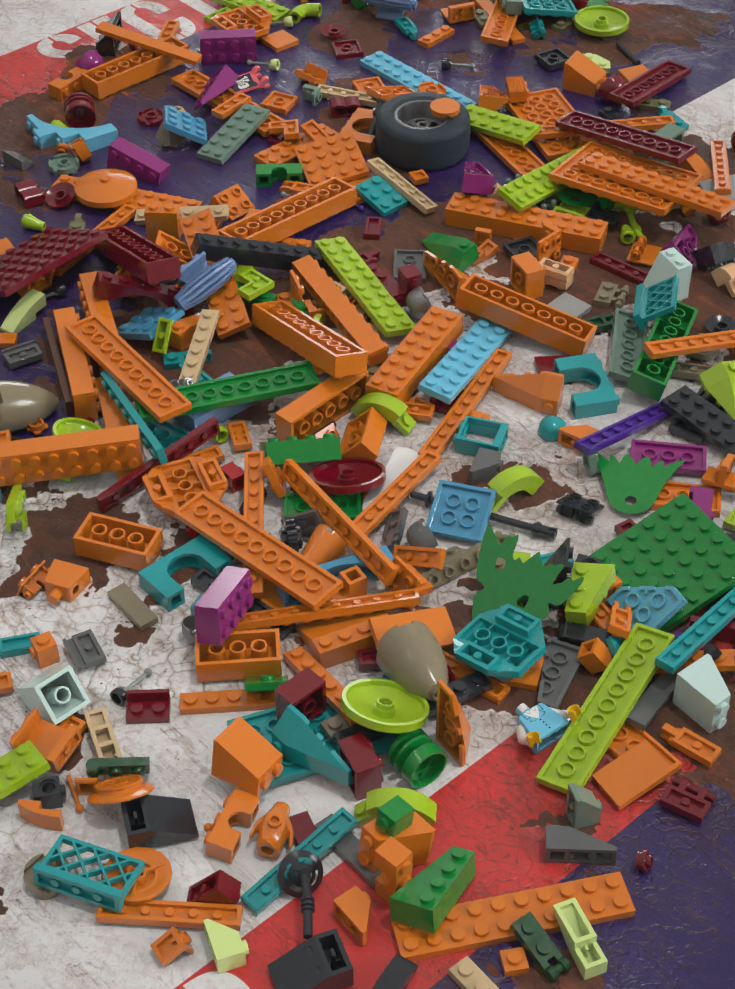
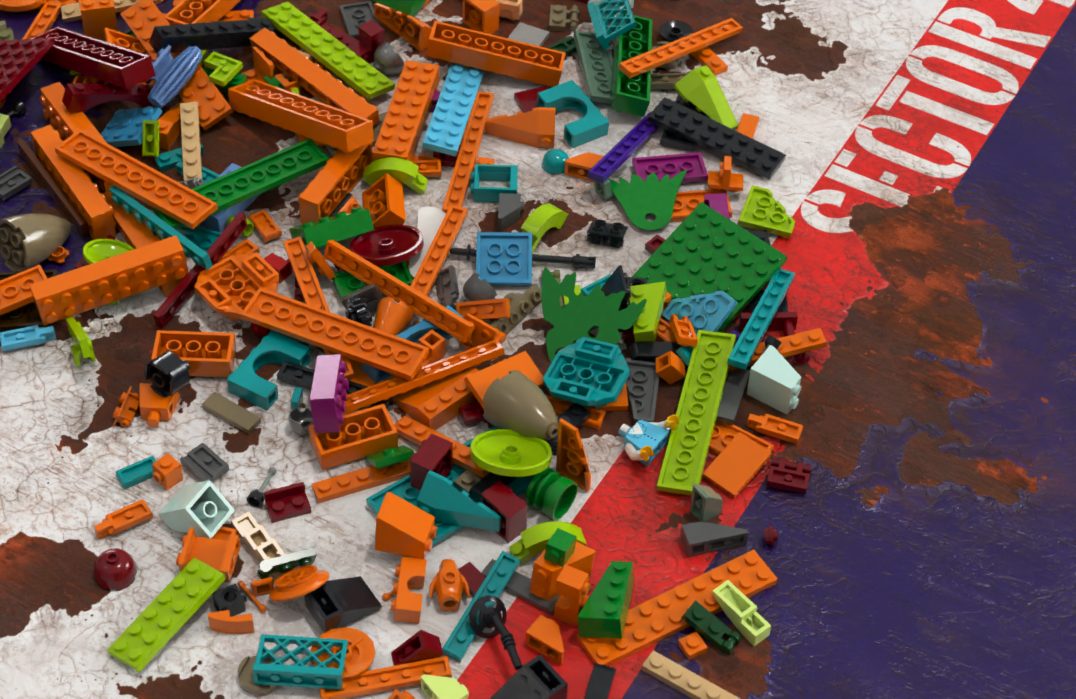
camera: 20 degrees left, 5 degrees up
(78, 554) = (167, 374): none -> black brick

